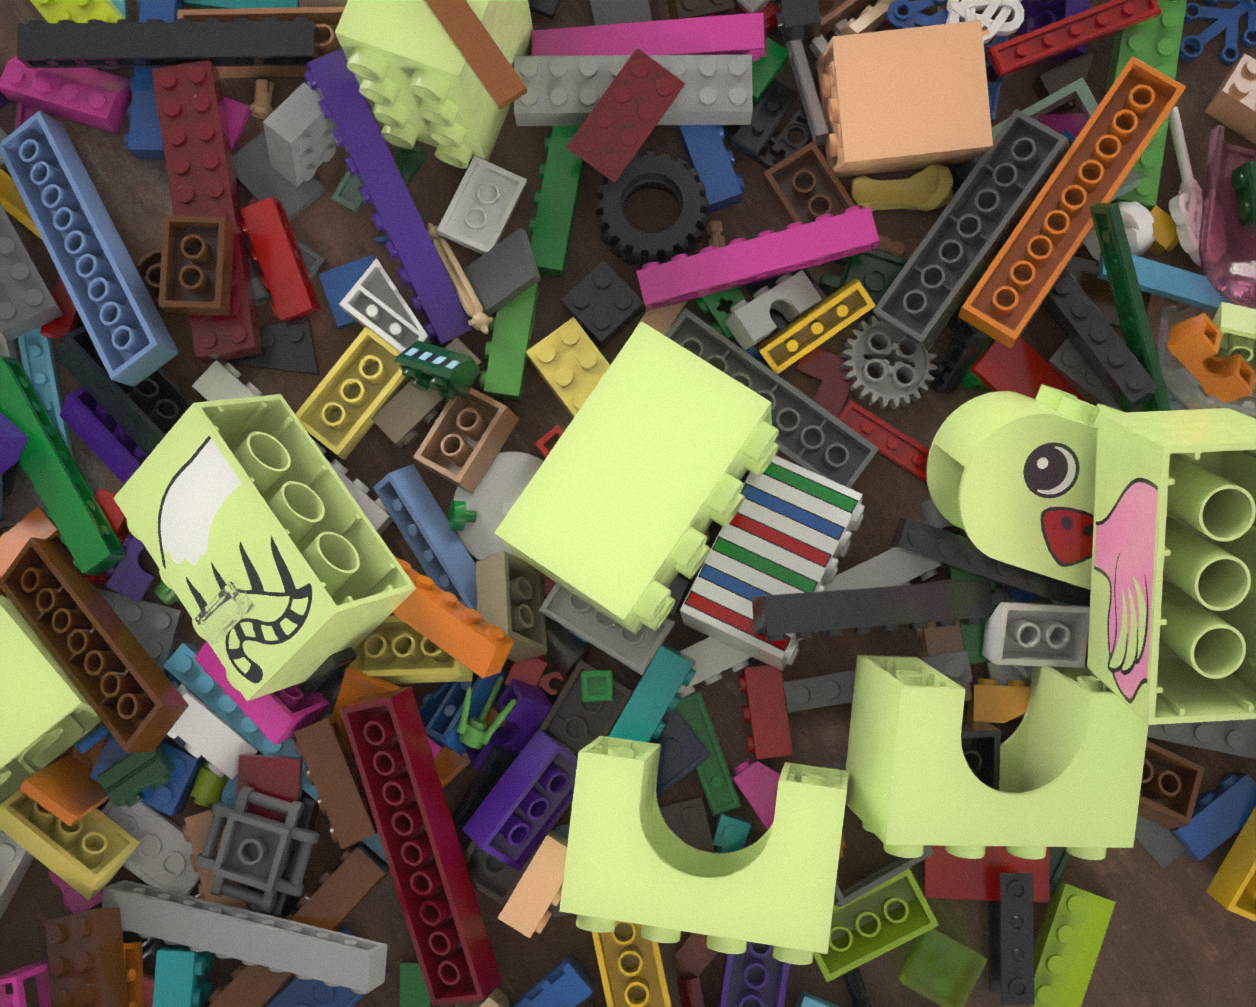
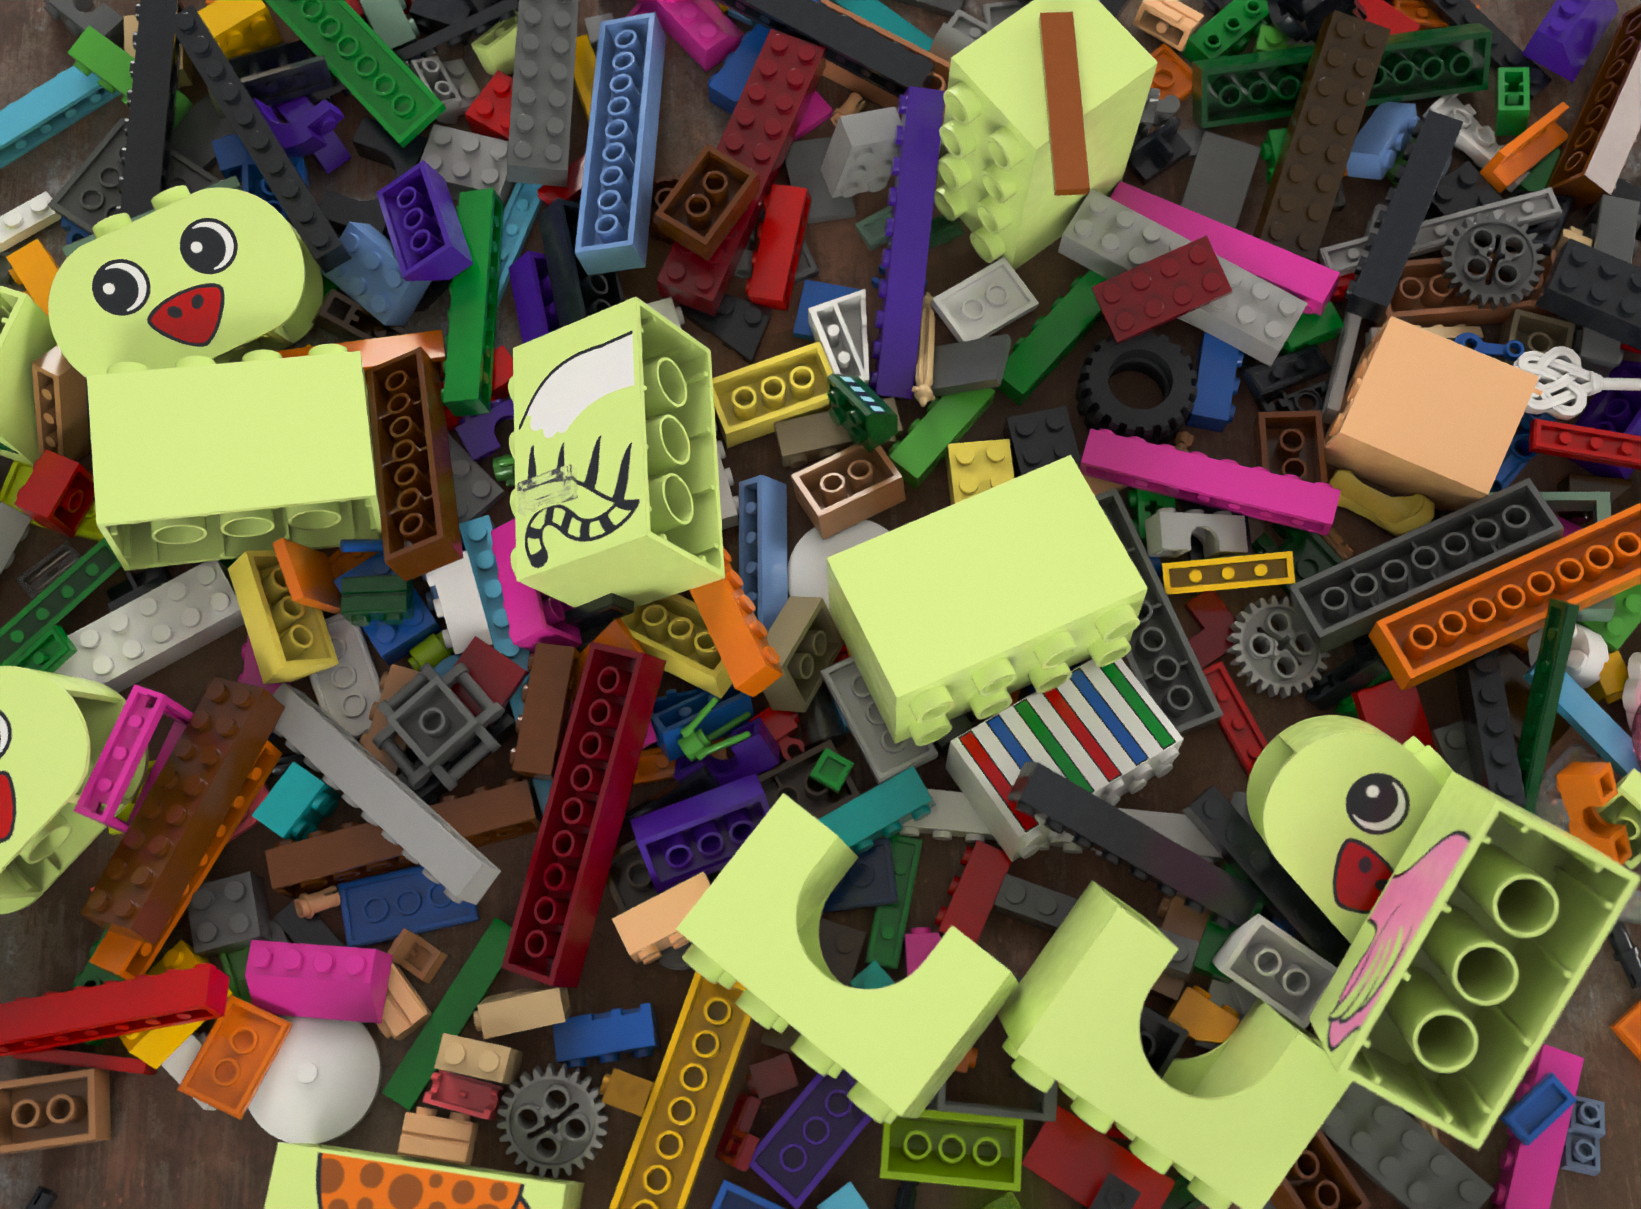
camera: 25 degrees right, 10 degrees down
(460, 515) = (800, 550): green tile -> none

